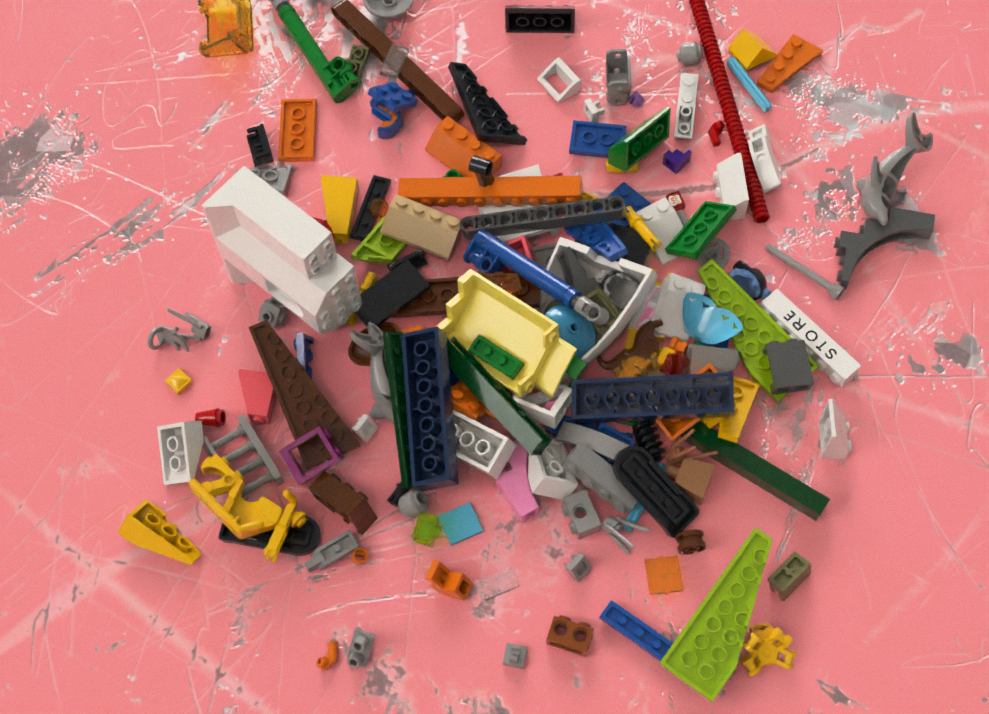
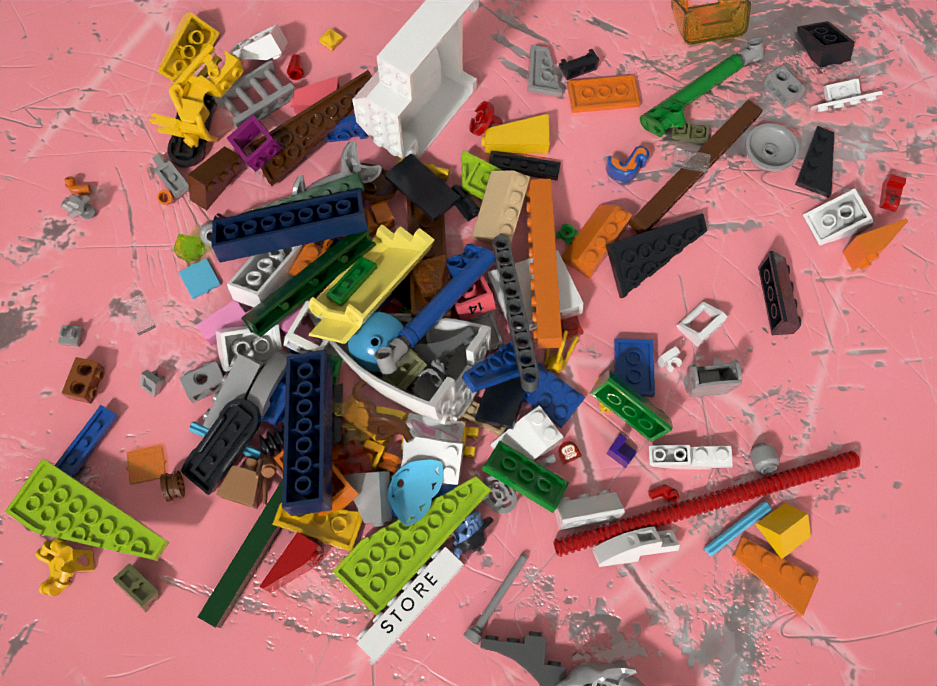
camera: 80 degrees right, 5 degrees up
(166, 335) = (372, 23): light grey piece -> none
(199, 328) = (380, 43): light grey plant -> none
(365, 427) = (286, 185): white tile -> none
(378, 208) = (522, 167): clear orange tile -> none
(392, 97) = (646, 163): blue plate -> none
(448, 582) = (138, 271): orange brick -> none
(482, 170) = (553, 240): black piece -> none
(576, 367) = (338, 350): green tile -> none
(613, 529) = (190, 411): light grey plant -> none
(636, 99) = (693, 404): medium lavender hinge -> none
(638, 224) = (523, 408): yellow pin -> none
(771, 429) = (296, 560): none -> red slope
(789, 366) = (366, 577): dark grey panel -> none
(833, 432) = (290, 631): slope -> none

